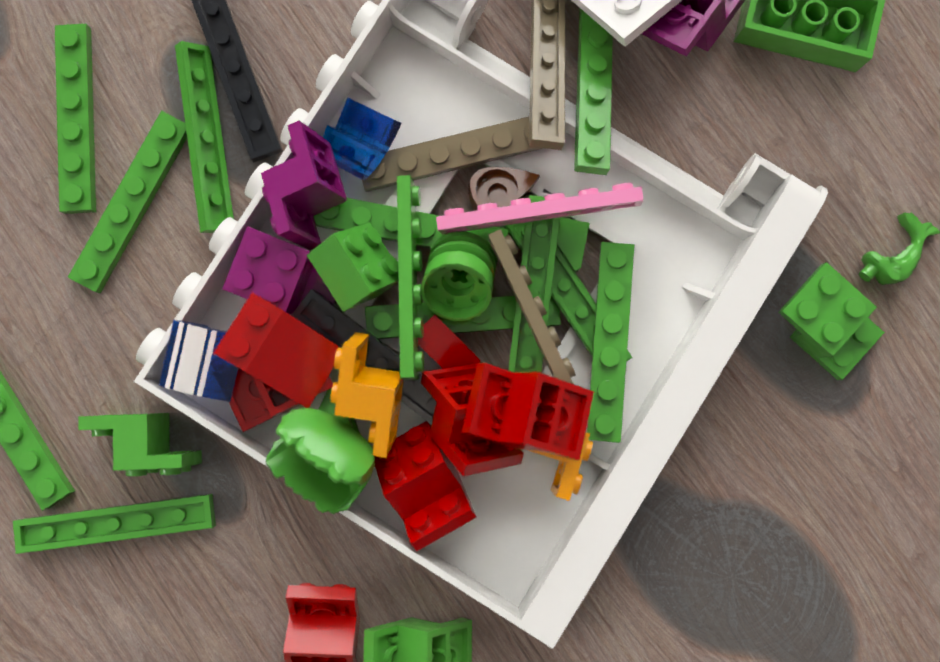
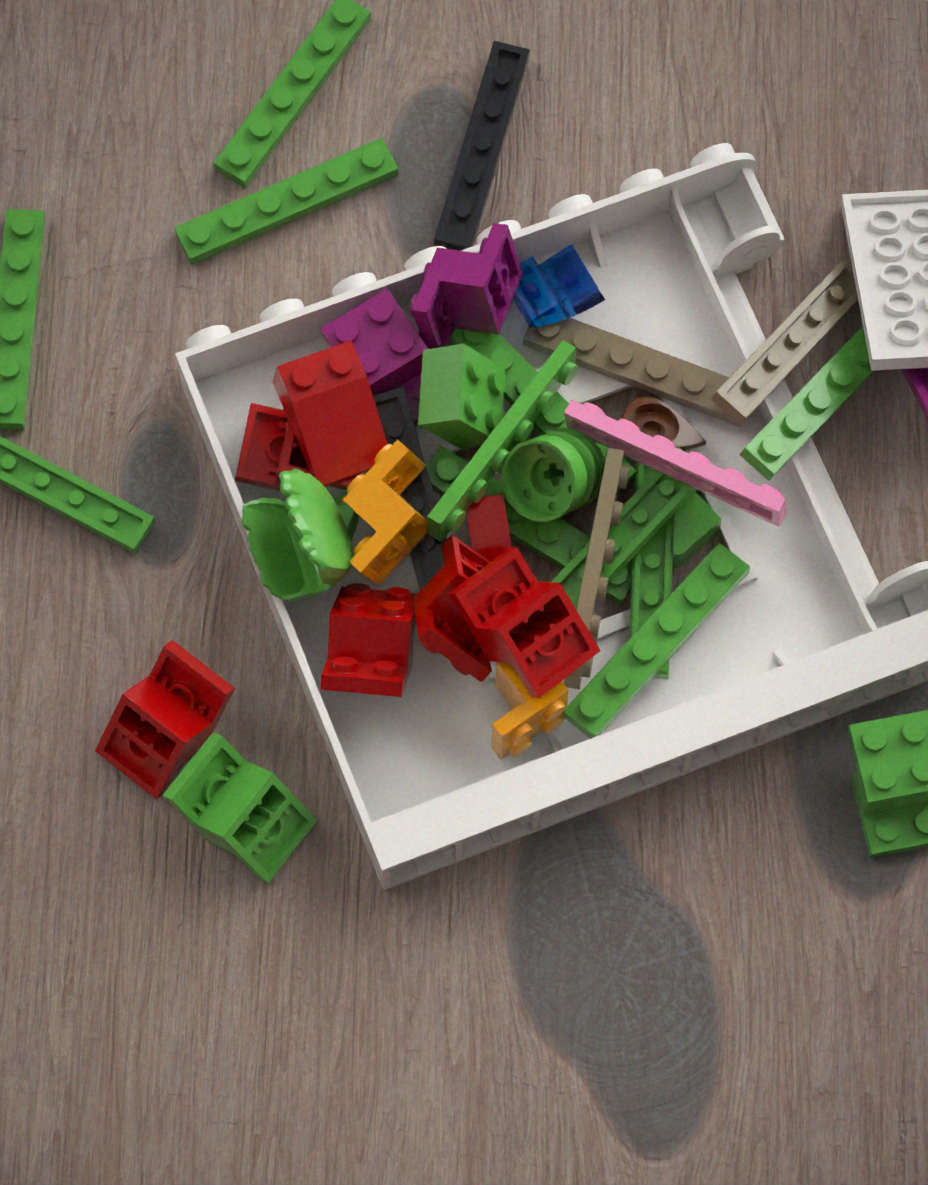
camera: 35 degrees right, 15 degrees down
(141, 443) = (132, 420): bright green bracket -> none
(193, 366) = (243, 378): slope -> none
(204, 135) = (406, 185): bright green plate -> none

